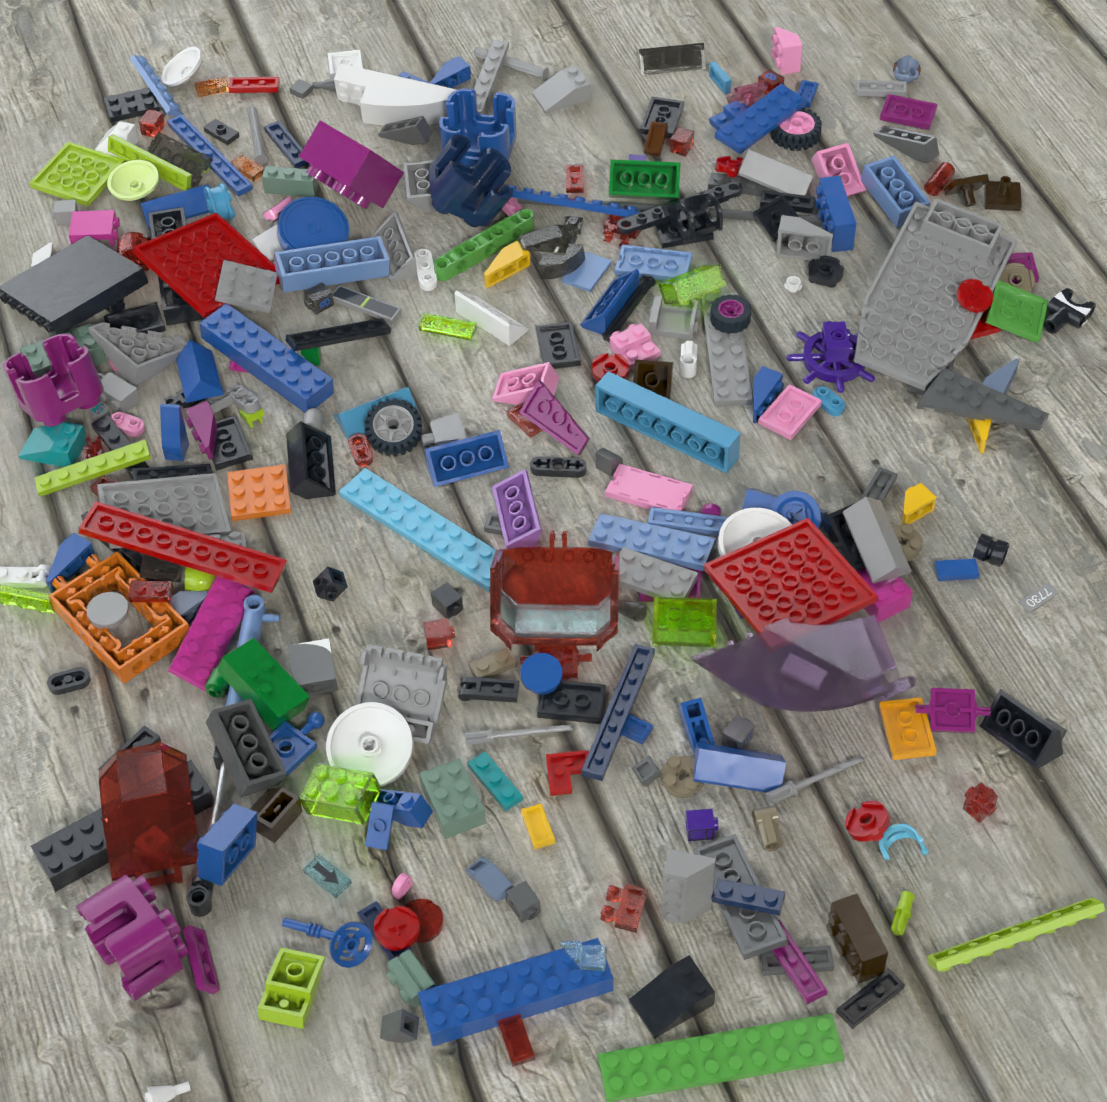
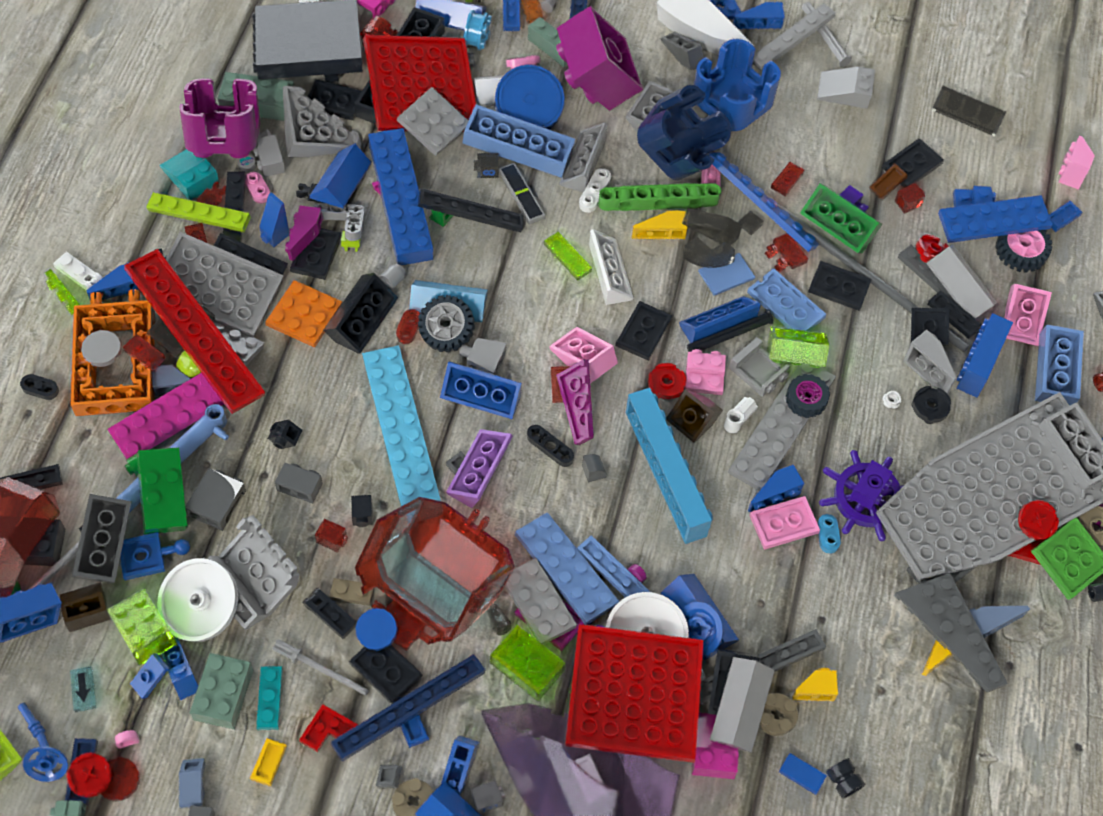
camera: 30 degrees right, 10 degrees up
(374, 613) = (298, 482): none -> dark grey brick
(648, 489) = (607, 517): bright pink piece -> none
(685, 210) = (853, 269): black piece -> none
(720, 77) = (997, 154): dark azure plate -> none
(747, 93) = (1005, 186): clear pink tile -> none
(772, 79) = (1038, 185): clear red brick -> none

